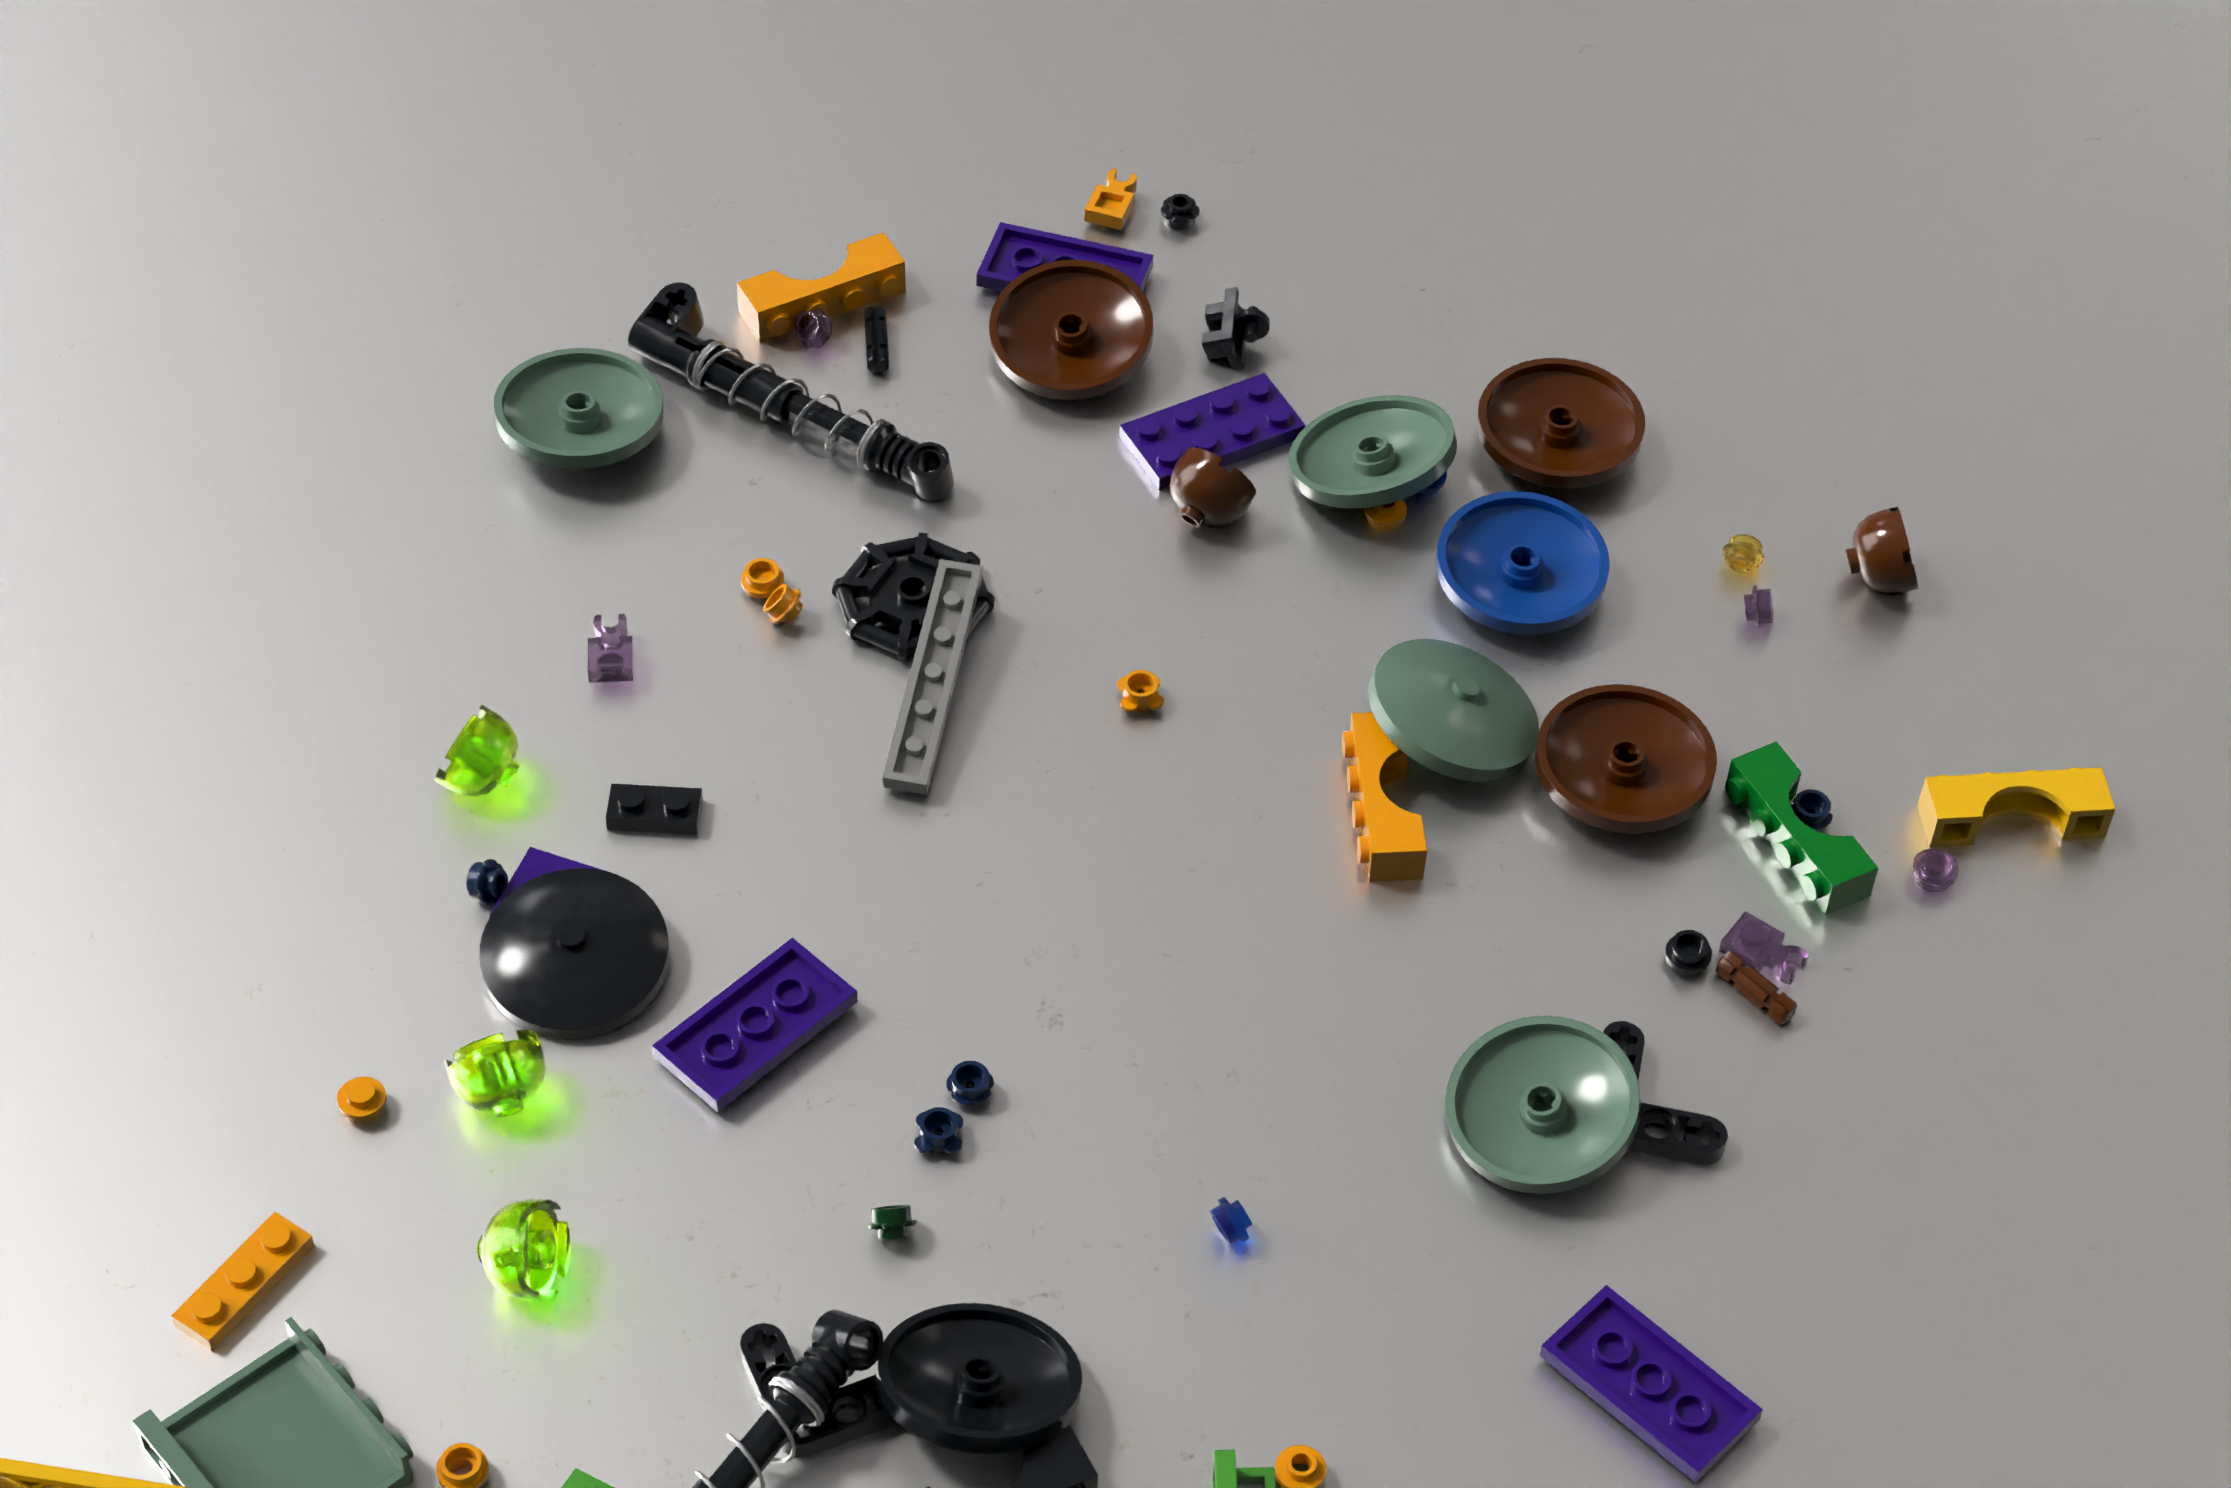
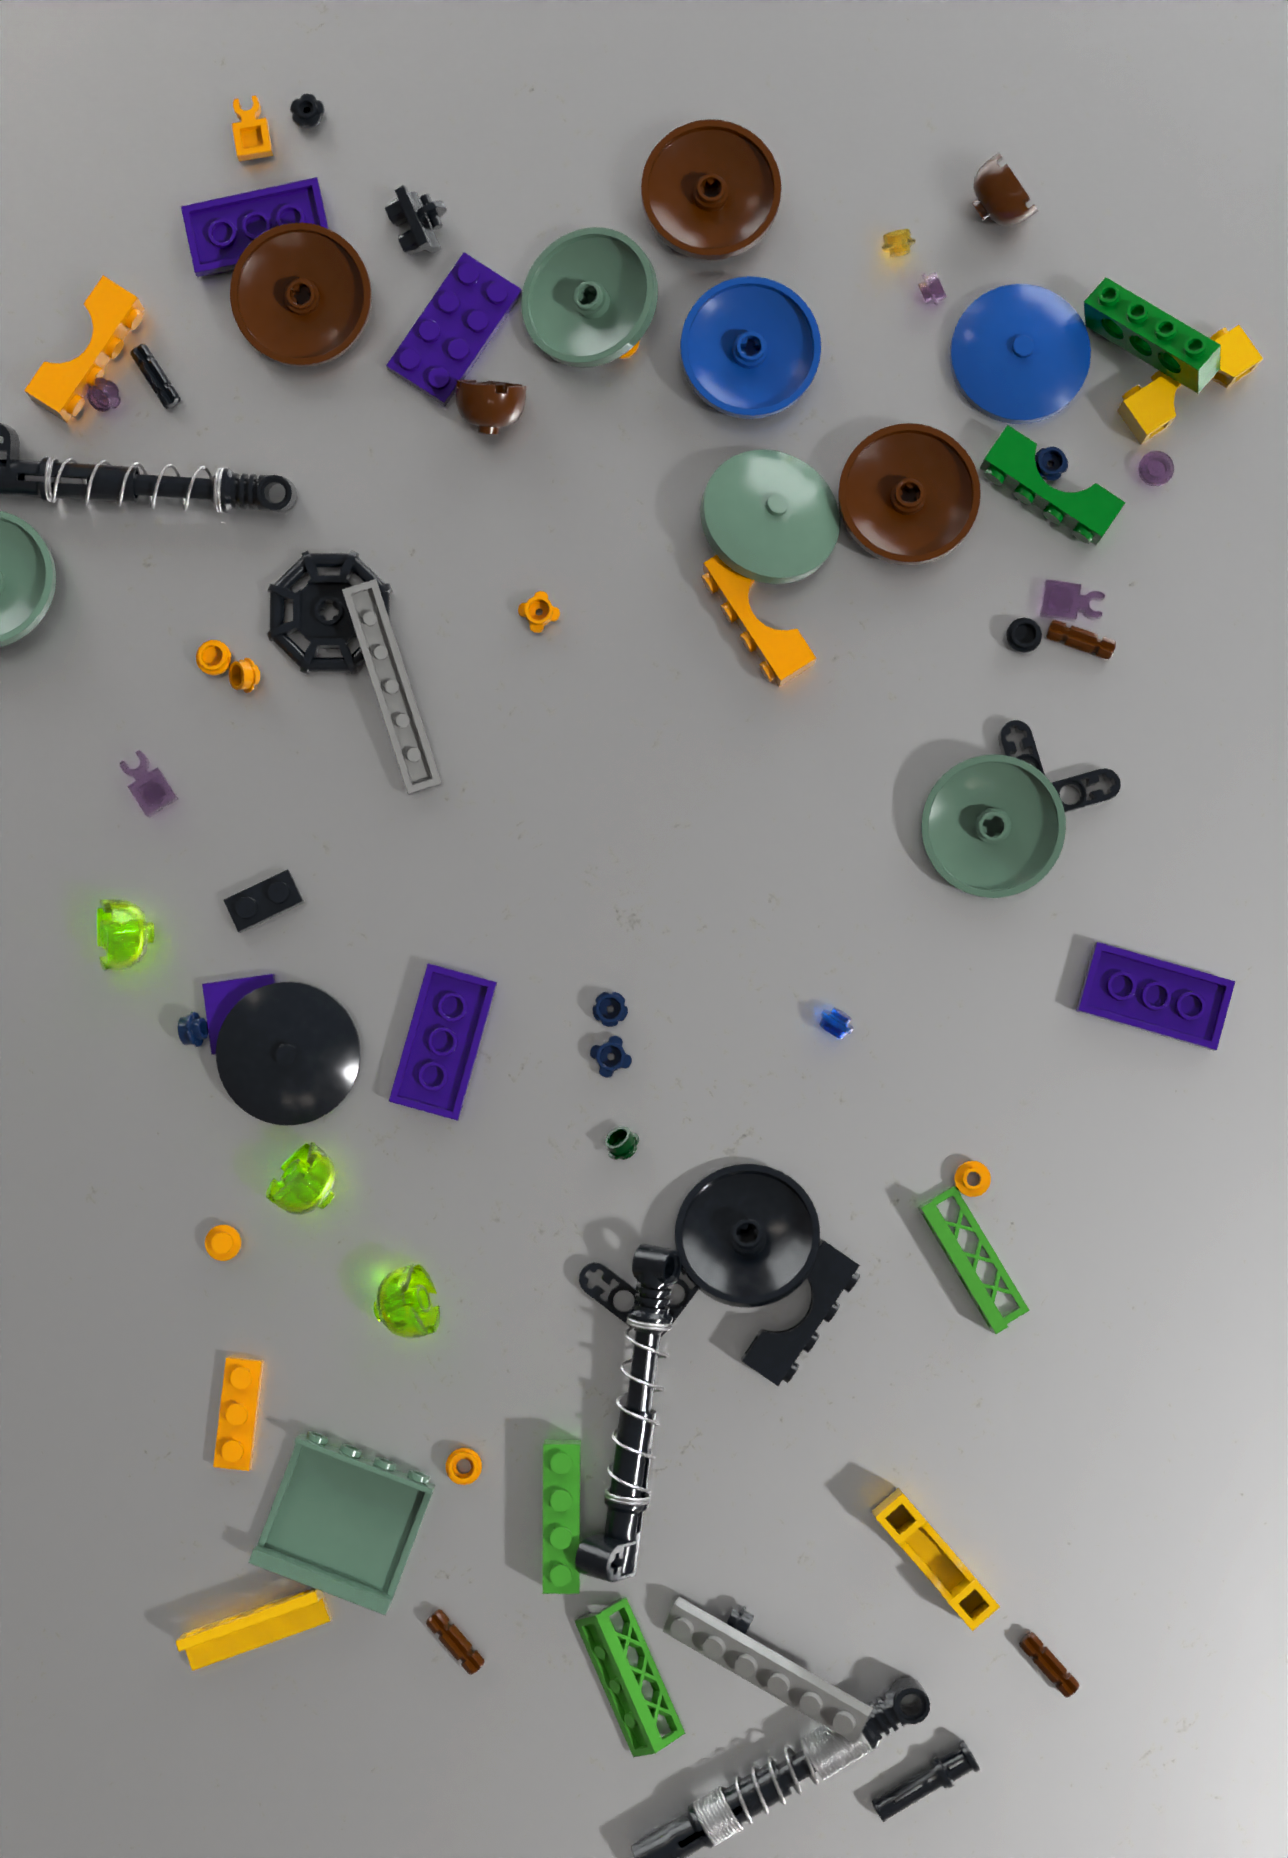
camera: 25 degrees left, 35 degrees up
(1830, 705) = (1020, 354): none -> blue dish
(1991, 729) = (1152, 335): none -> green brick

